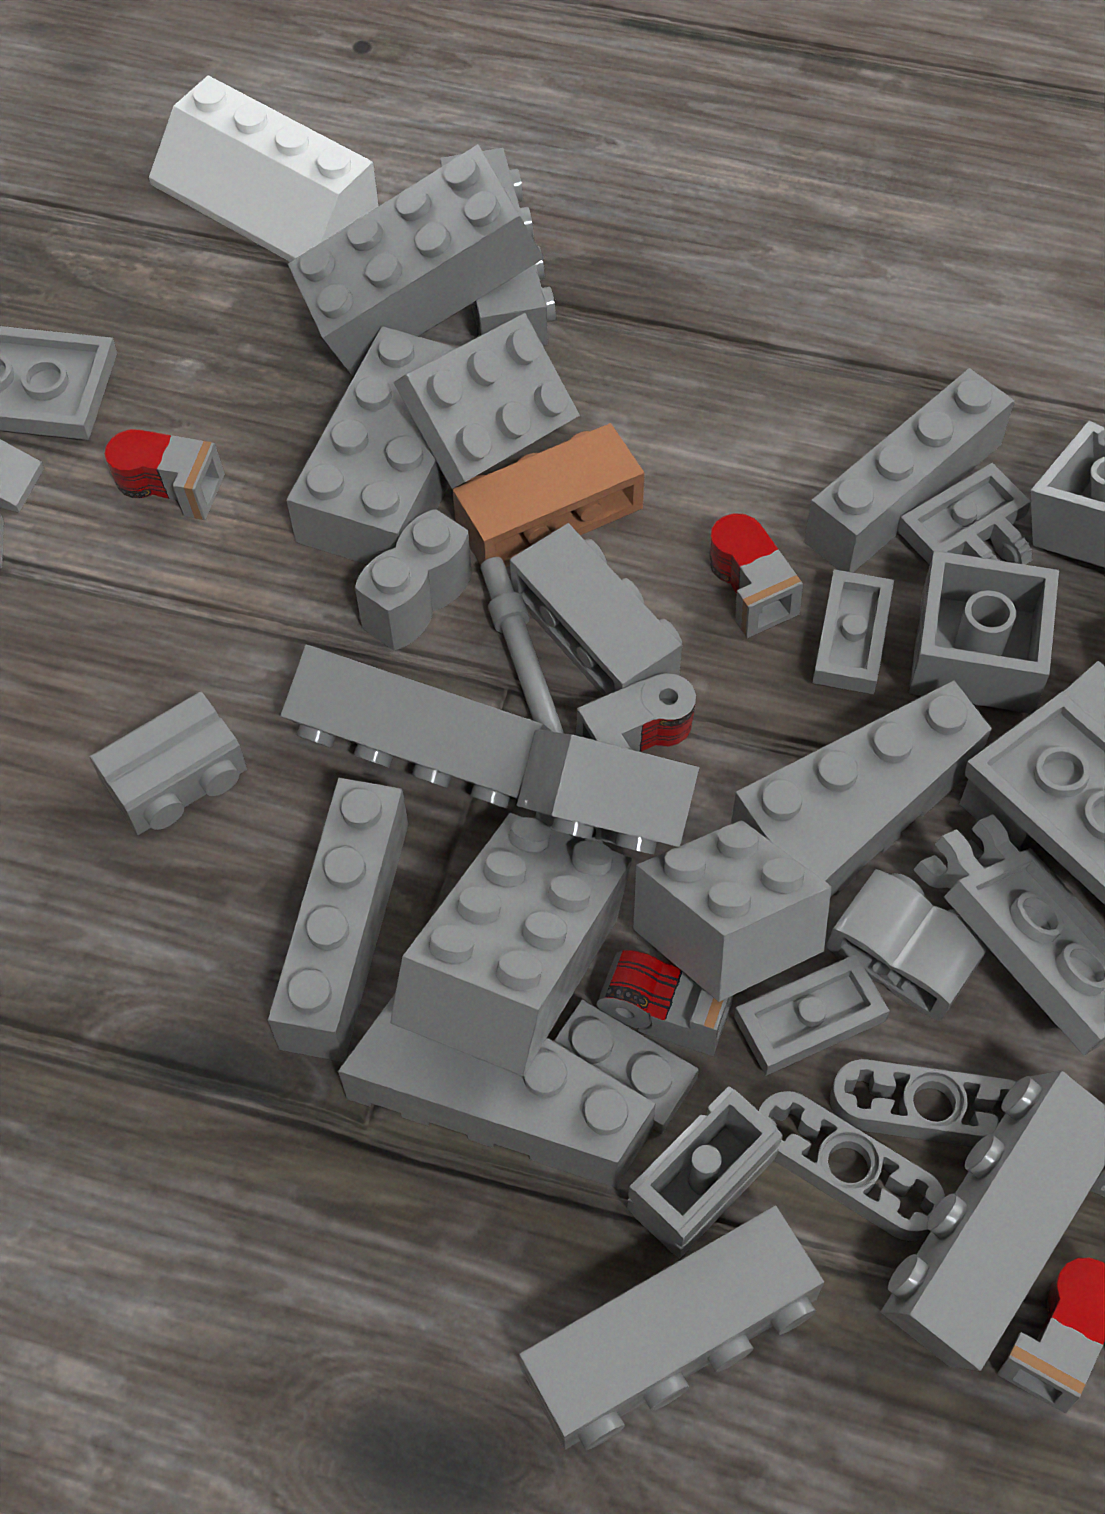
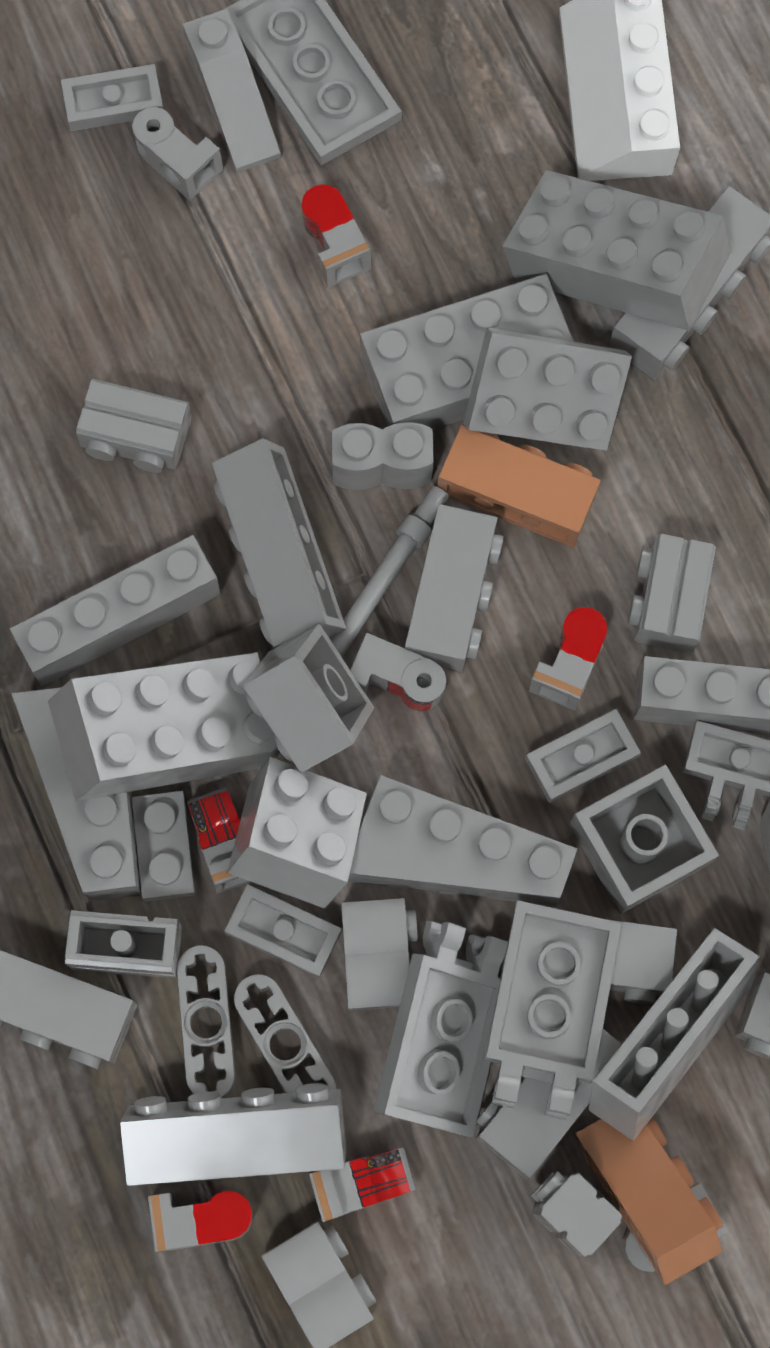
camera: 45 degrees right, 15 degrees up
(762, 454) = (673, 592): none -> light grey brick

